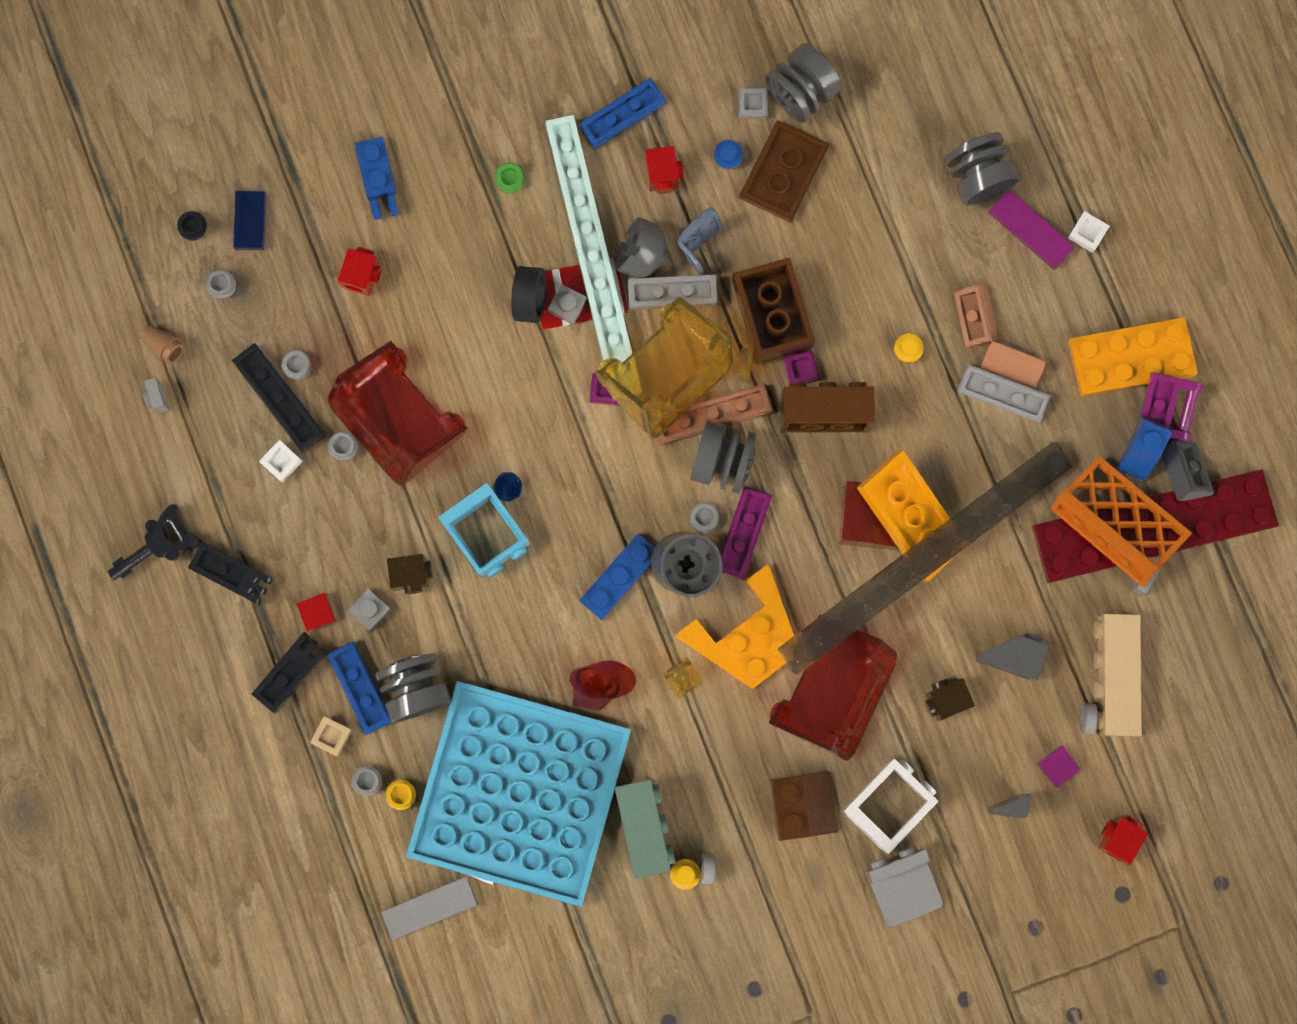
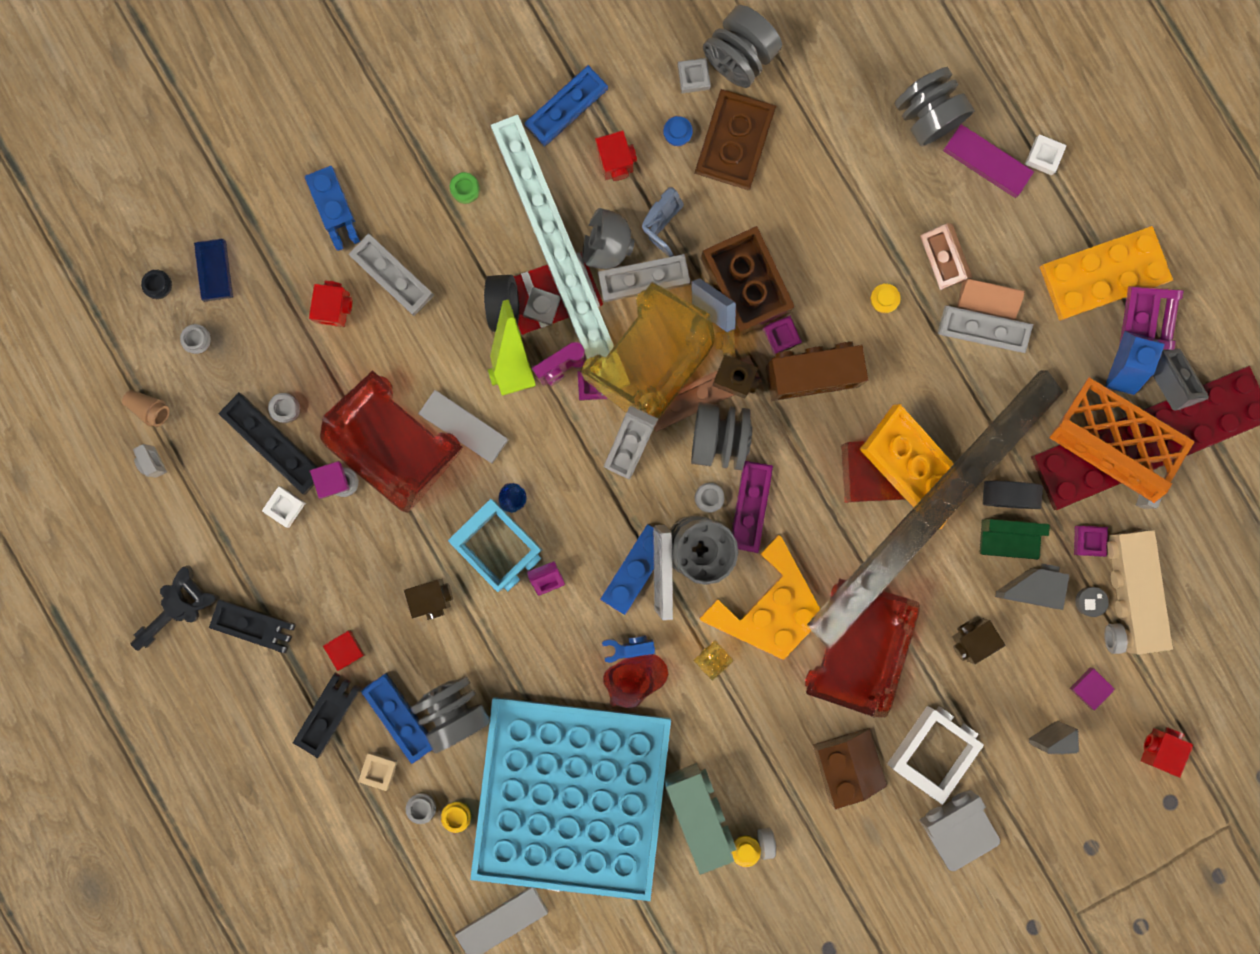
camera: 10 degrees left, 5 degrees up
(331, 440) = (329, 480): none -> magenta tile
(369, 610) = (395, 640): light grey plate -> none
(424, 251) = (391, 274): none -> light grey plate
(475, 413) = (464, 426): none -> light grey tile
(527, 346) = (508, 355): none -> lime slope
(528, 571) = (546, 578): none -> magenta tile
(569, 364) = (553, 367): none -> magenta plate
(608, 653) = (636, 647): none -> blue plate
(632, 448) = (630, 442): none -> light grey tile
(645, 581) = (663, 572): none -> light grey tile
(738, 326) = (715, 303): none -> sand blue tile
(747, 401) = (736, 377): none -> dark brown brick
(1000, 604) = (1012, 538): none -> dark green panel
(1004, 558) = (1012, 494): none -> black tyre
(1071, 679) = (1091, 601): none -> dark grey tile
(1079, 619) = (1090, 541): none -> magenta tile

